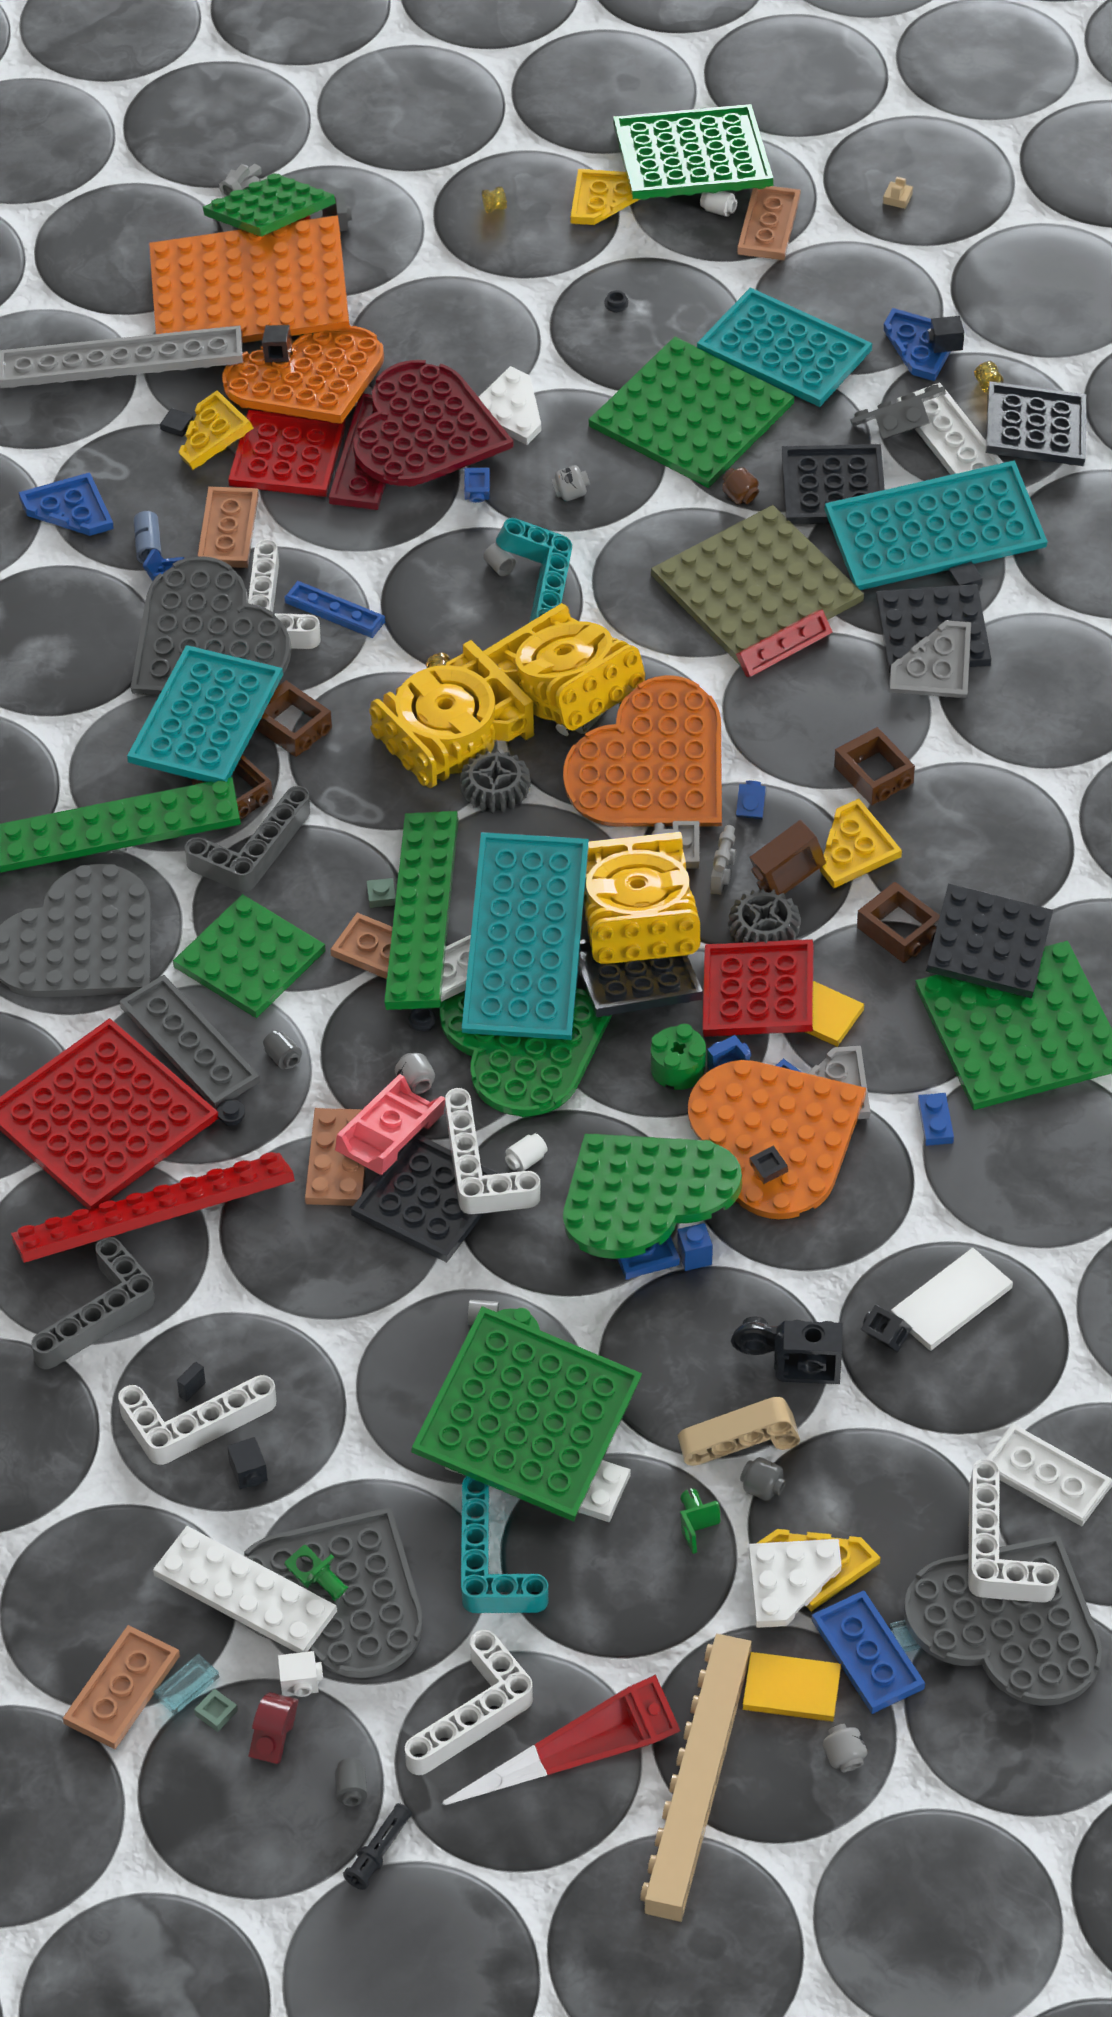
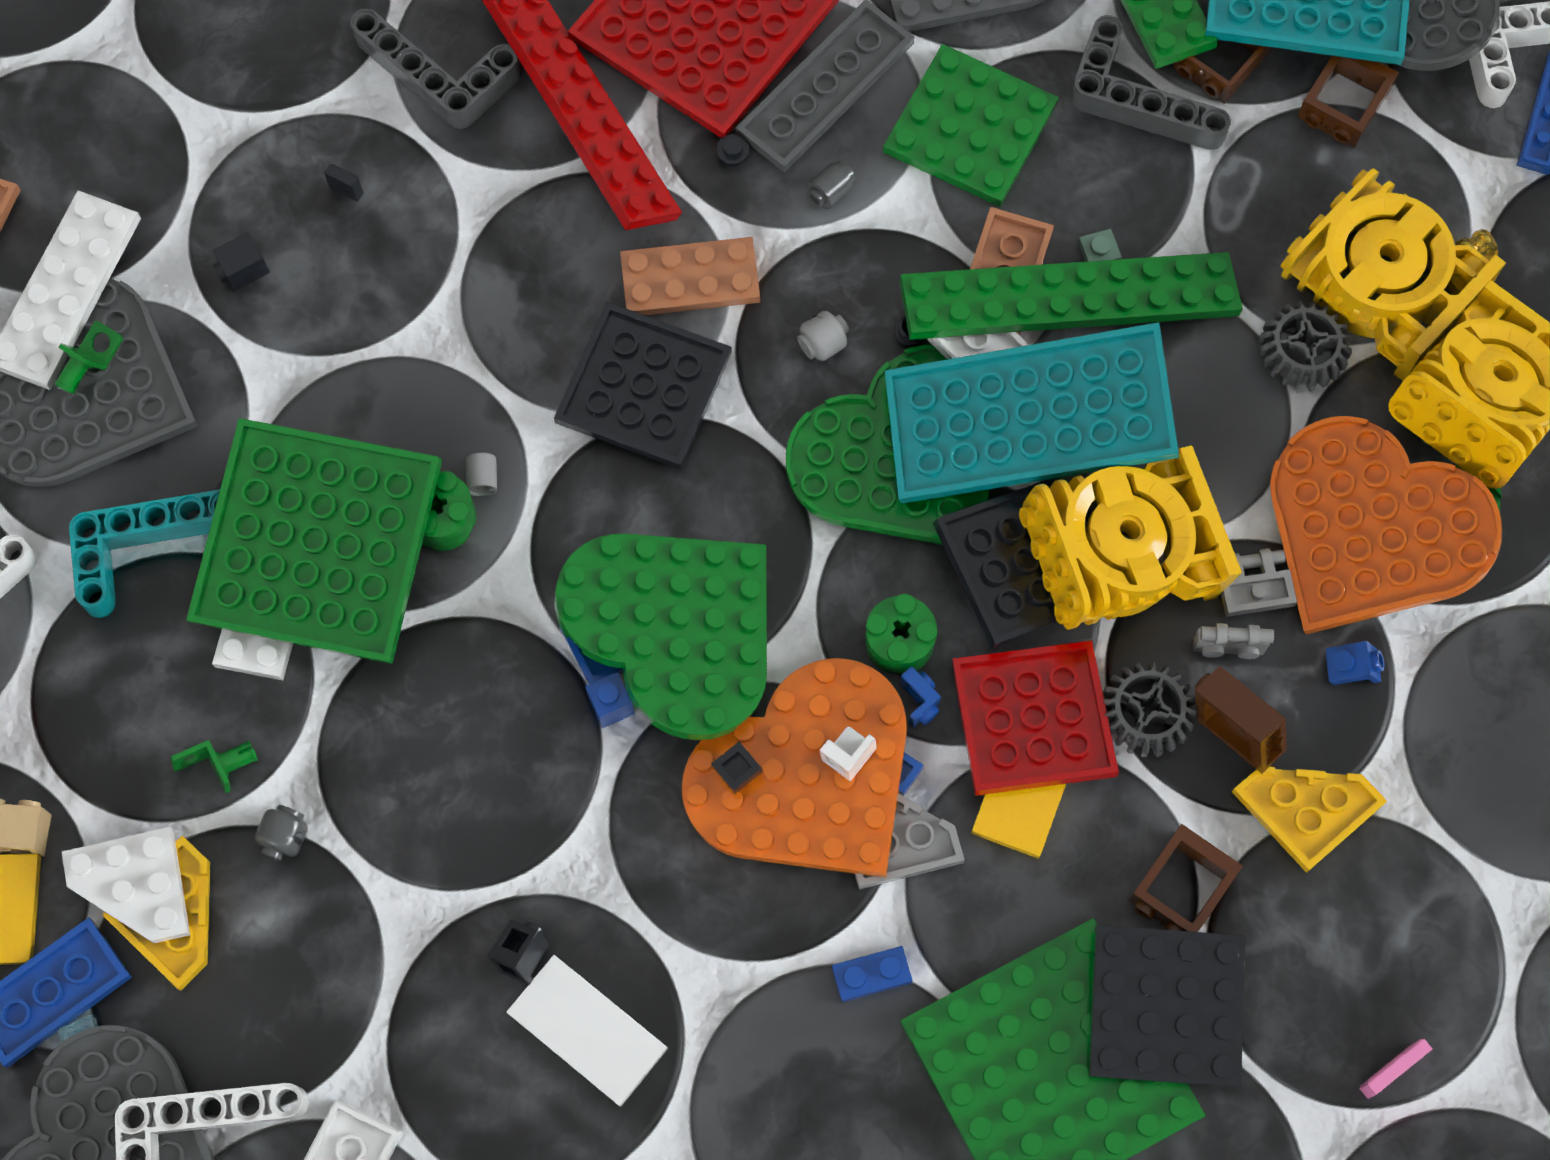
camera: 80 degrees right, 20 degrees up
(194, 1420) = (288, 199): white beam -> none
(387, 1125) = (729, 317): coral piece -> none
(478, 1192) = (686, 420): white beam -> none
(525, 1152) = (723, 481): white brick -> none
(740, 1430) = (336, 797): tan beam -> none
(771, 1091) = (848, 752): none -> white panel
(801, 1348) = (463, 837): black brick -> none
(862, 748) = (1476, 791): reddish brown window -> none
(1050, 830) = (1395, 1068): none -> bright pink tile

